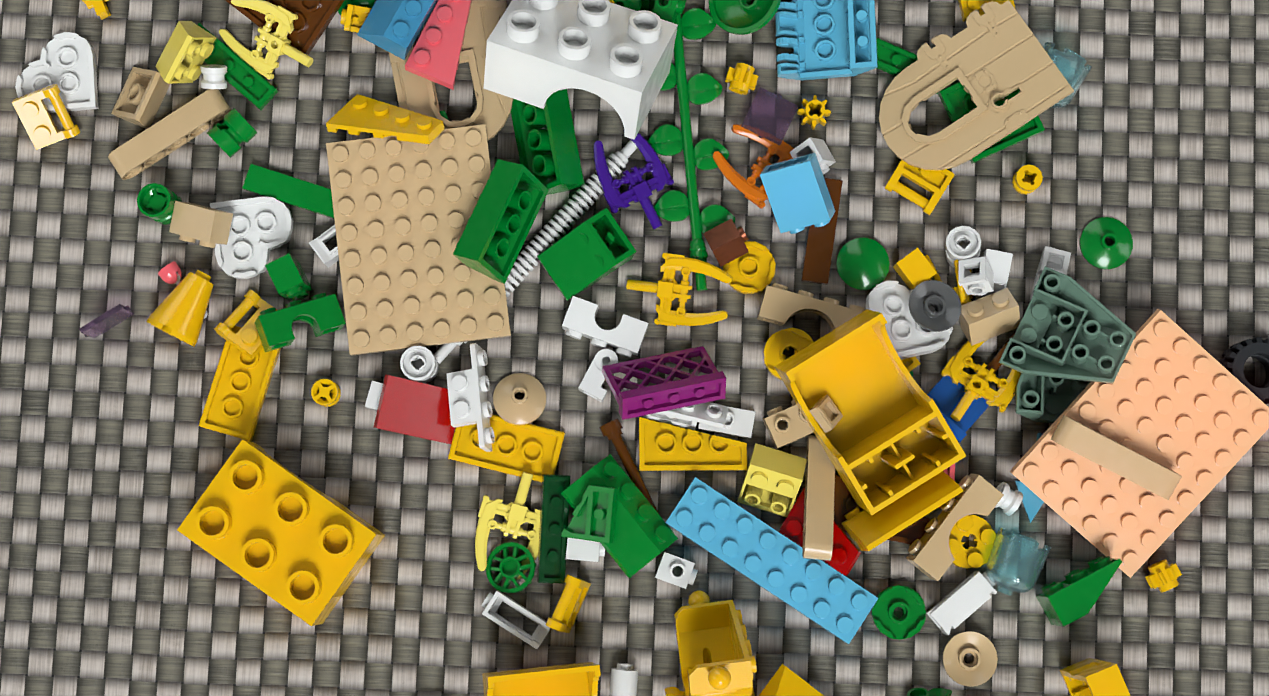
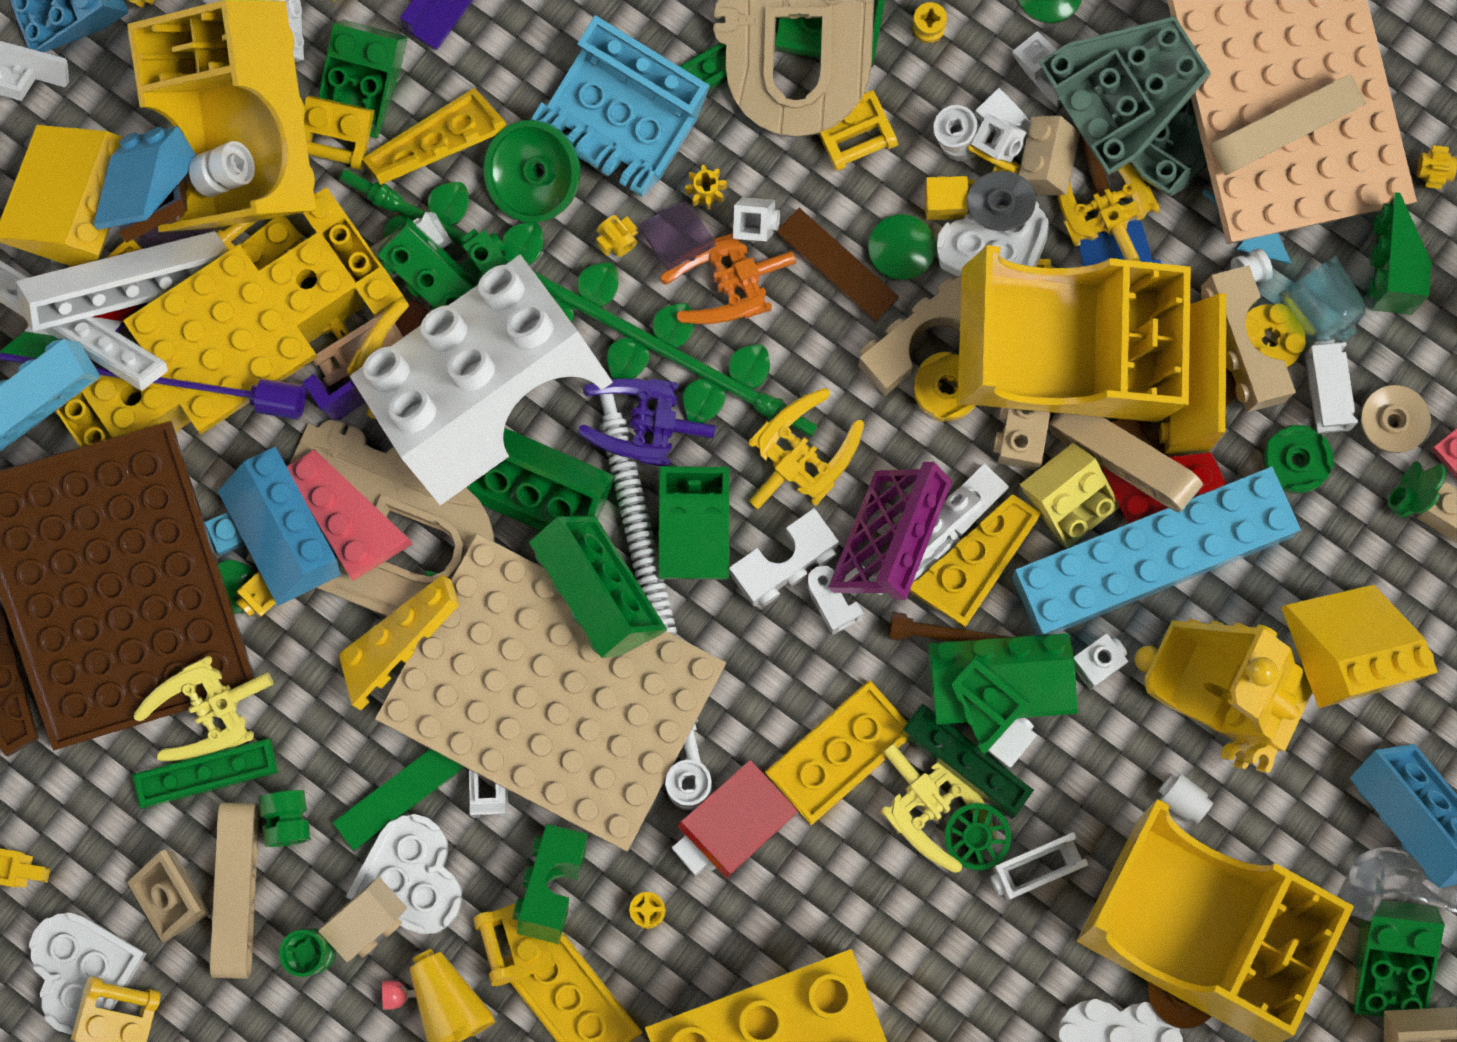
camera: 55 degrees left, 5 degrees down
(185, 53) = (158, 809): light yellow slope -> none
(213, 76) = (208, 796): white wheel -> none
(289, 278) = (494, 862): green brick -> none
(469, 398) = (762, 755): white bracket -> none
(519, 411) = (800, 719): tan dish -> none
(568, 604) = (1061, 797): yellow plate -> none
(727, 242) = (783, 368): copper brick -> none
(752, 270) = (824, 363): yellow tile -> none
(798, 193) = (784, 258): medium azure brick -> none
(826, 413) = (1045, 382): tan tile -> none

